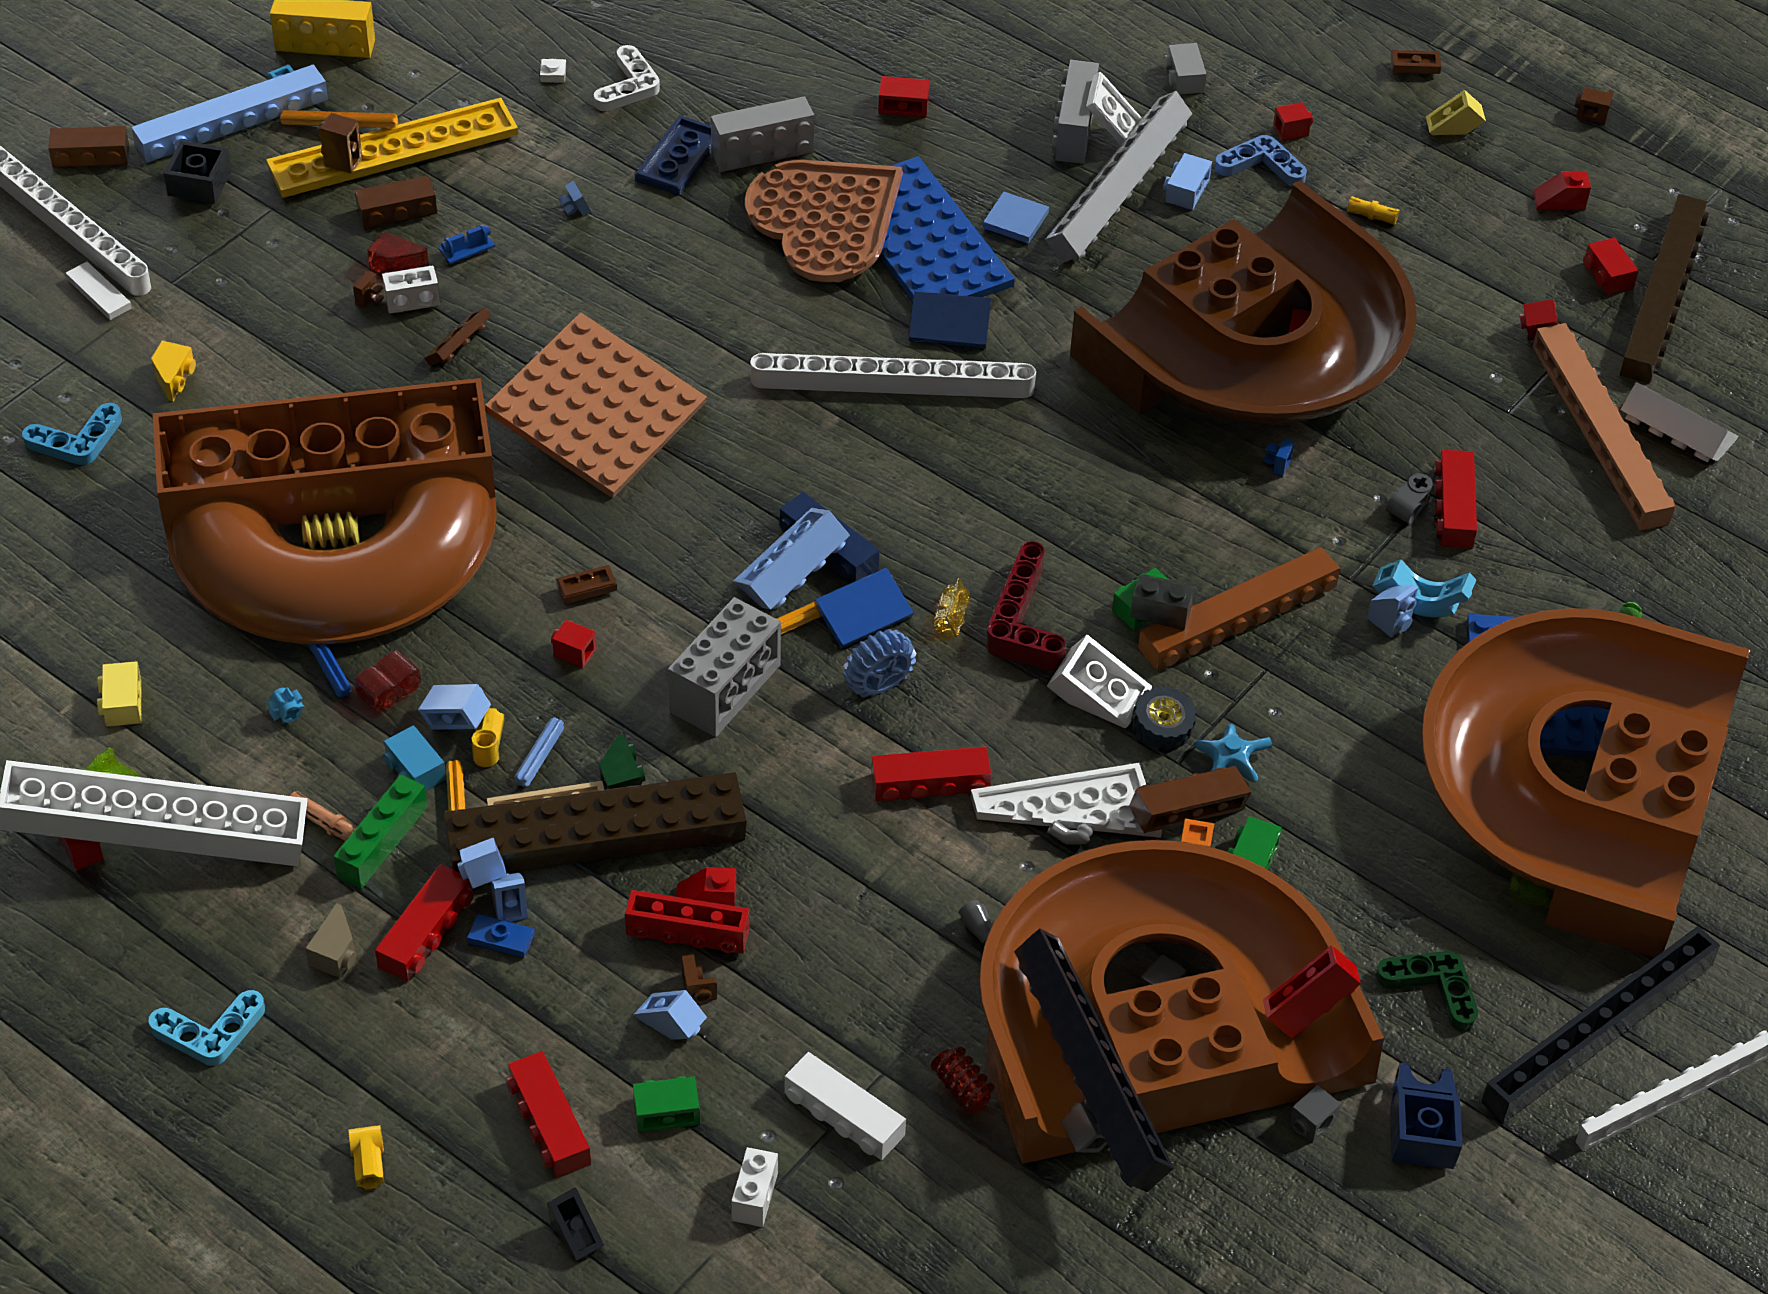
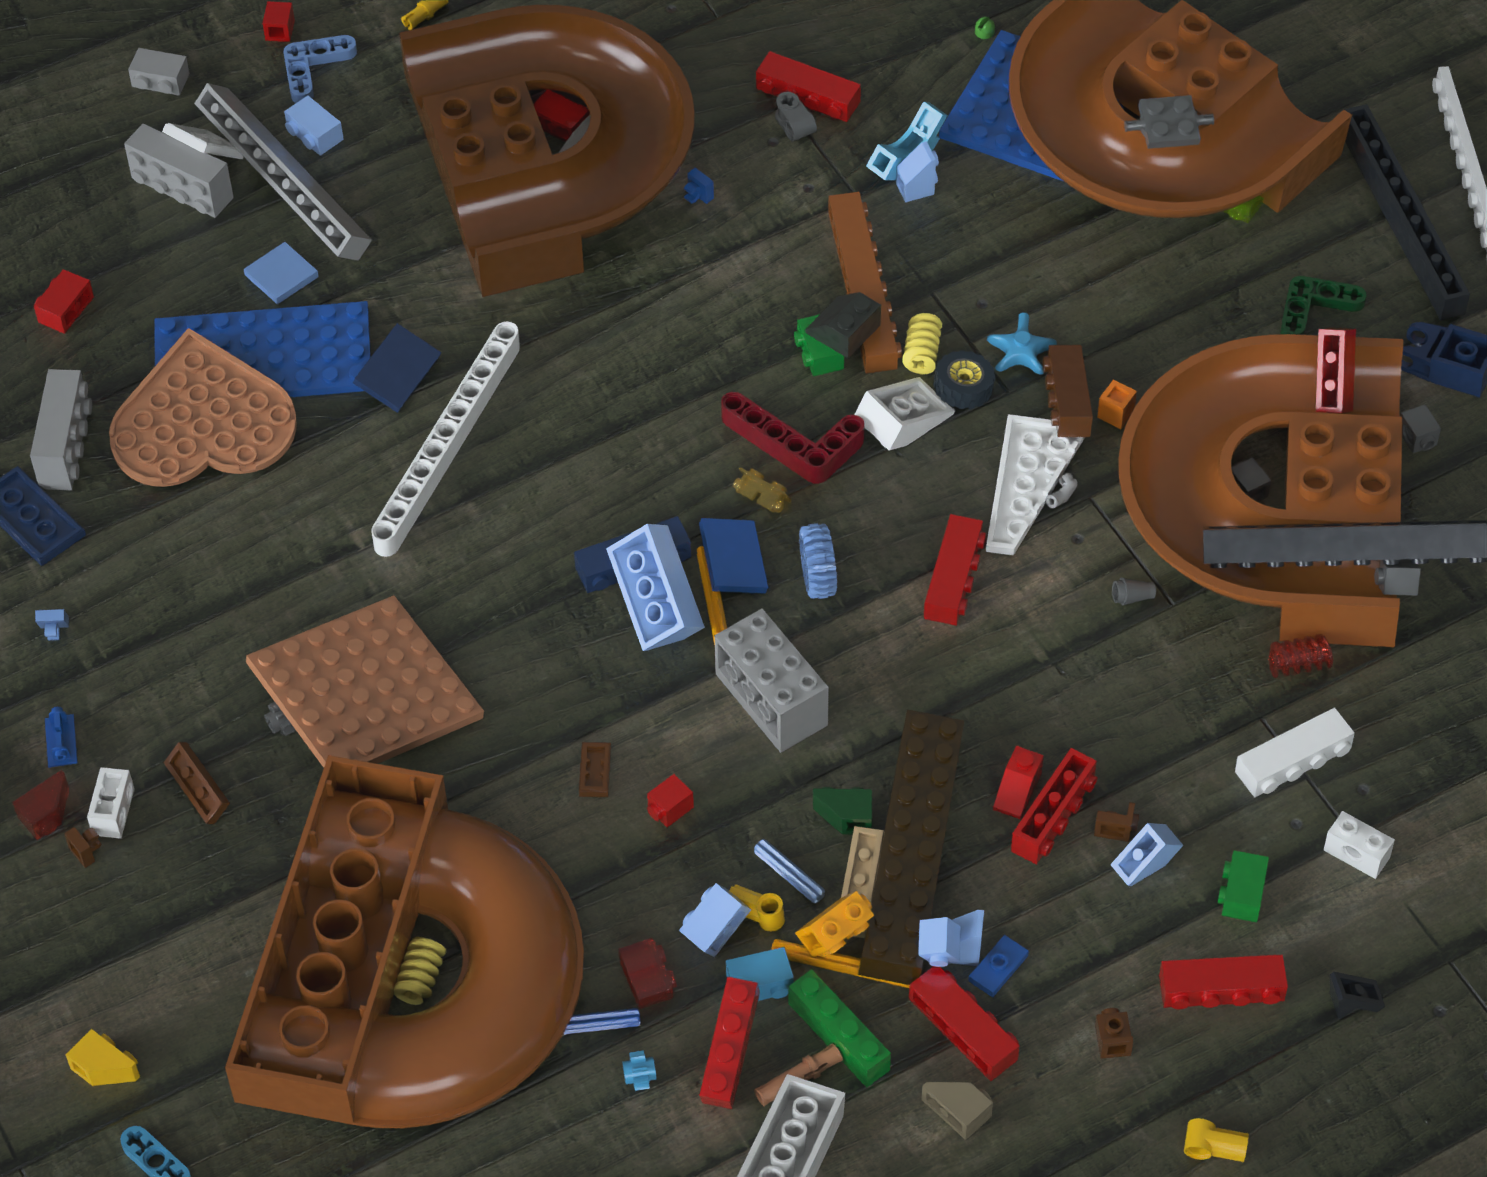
camera: 65 degrees left, 5 degrees up
(327, 751) = (729, 1043): none -> red brick
(457, 1042) = (1113, 1033): none -> reddish brown brick
(469, 781) = (842, 919): none -> light orange brick
(1189, 670) = (922, 343): none -> light yellow piece
(1257, 841) = (1134, 367): green brick -> none
(1550, 760) = (1169, 122): none -> dark grey plate

